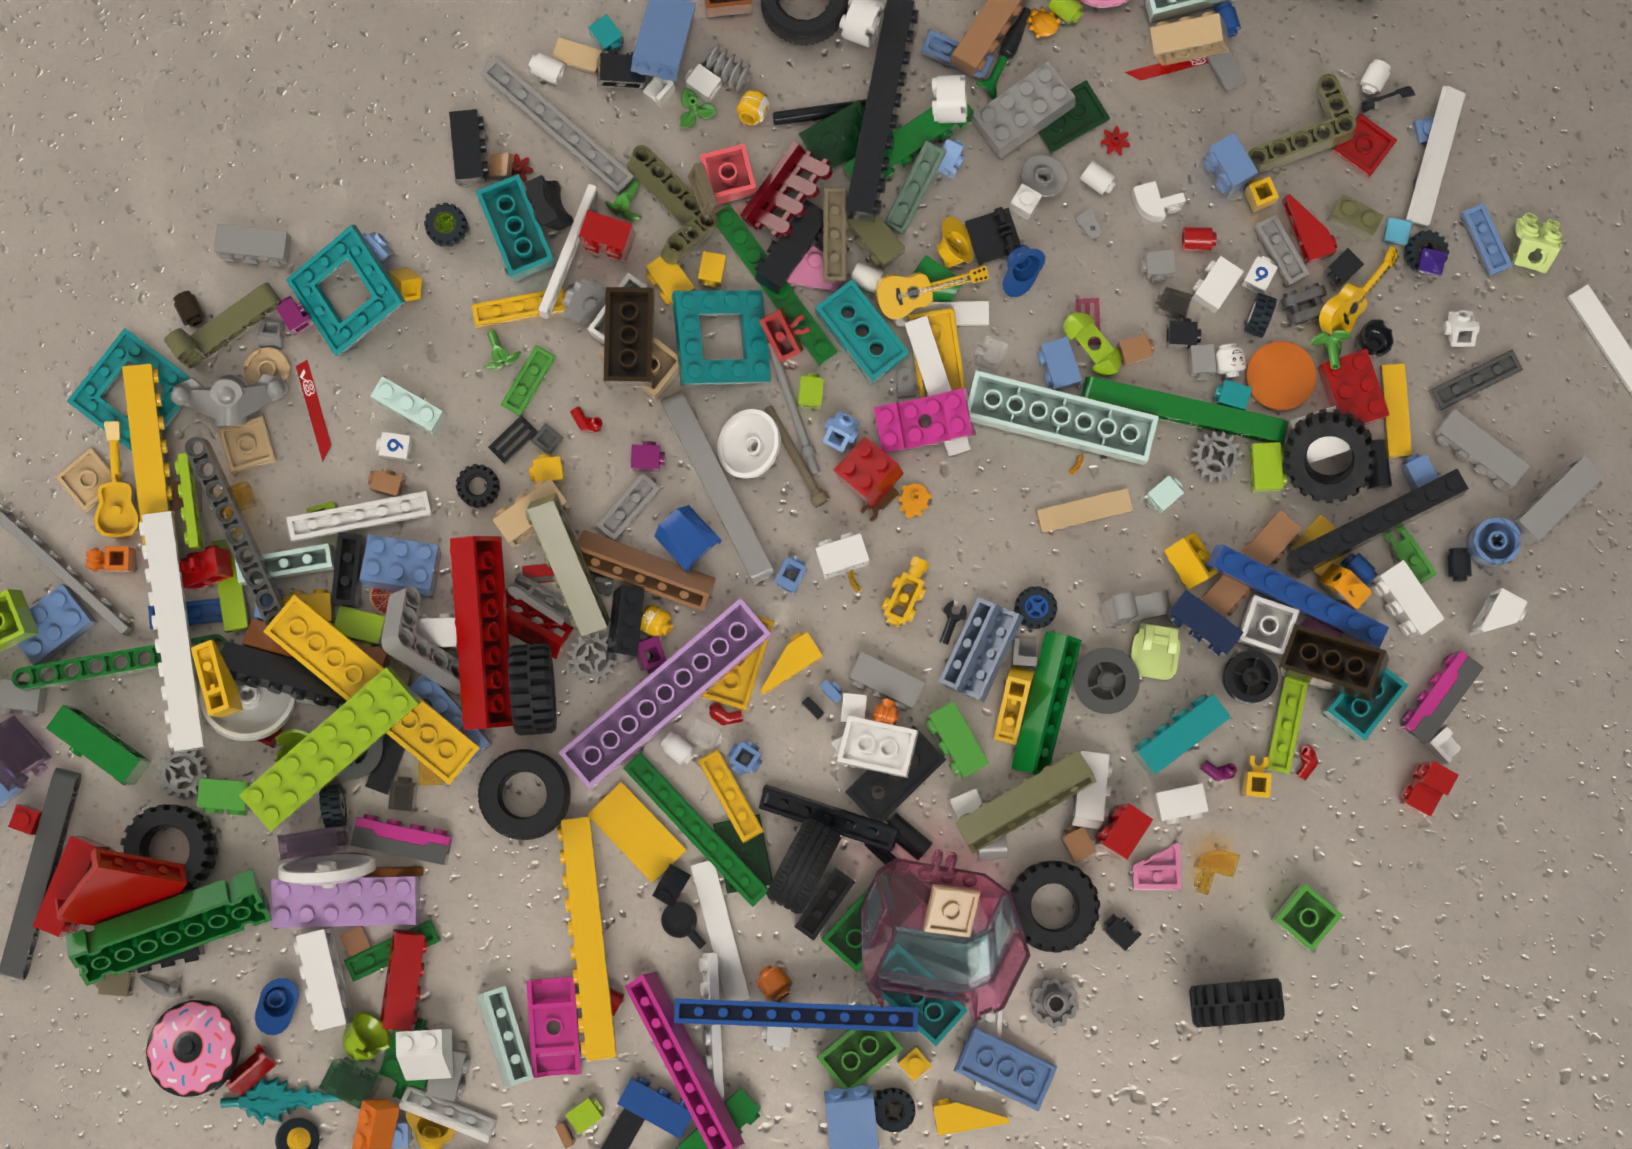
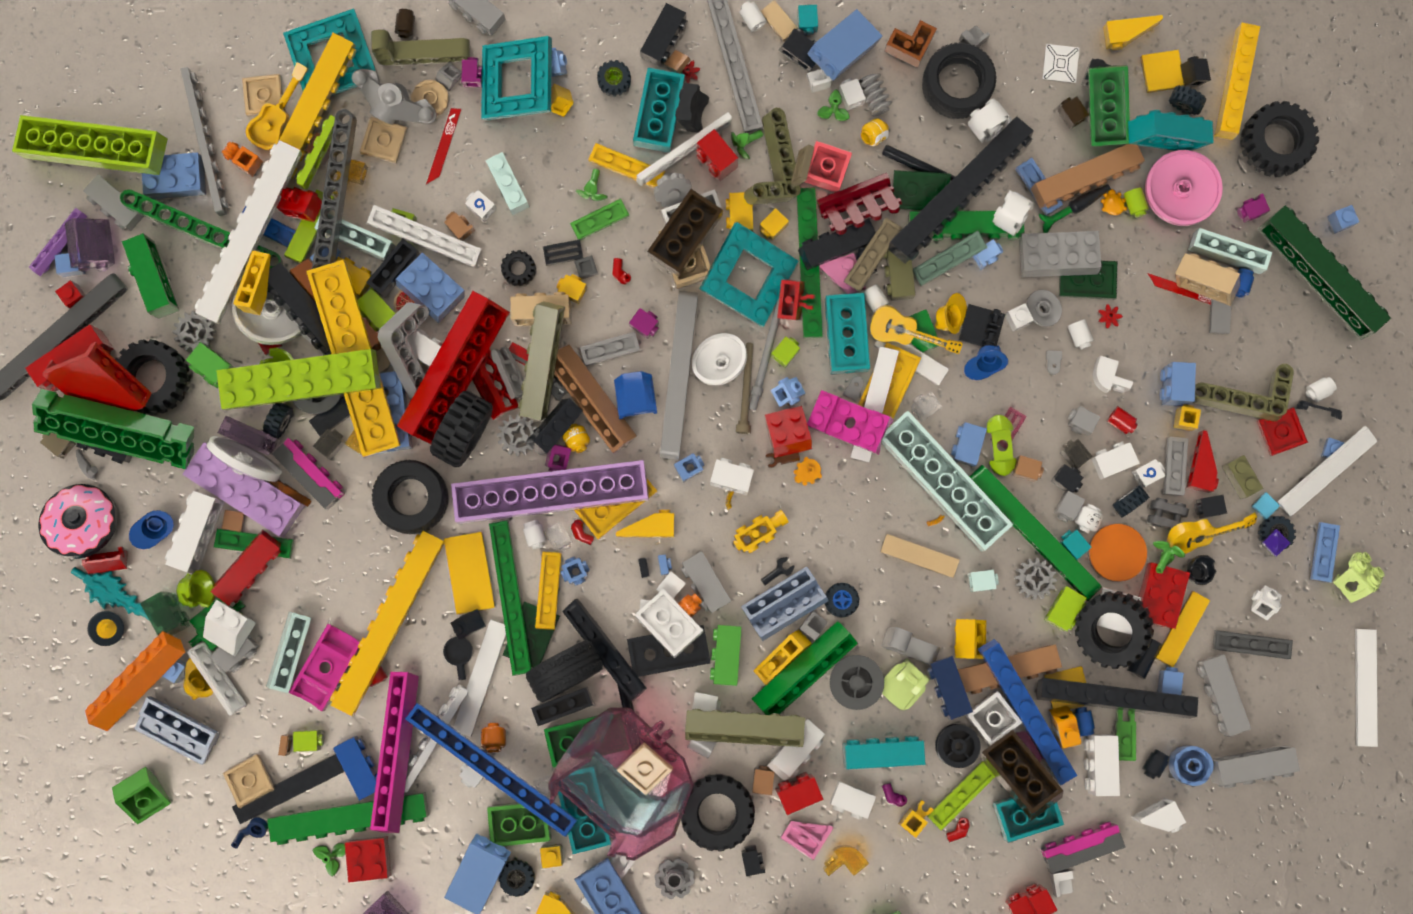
camera: 35 degrees right, 0 degrees up
(910, 838) = (651, 699): black brick -> none

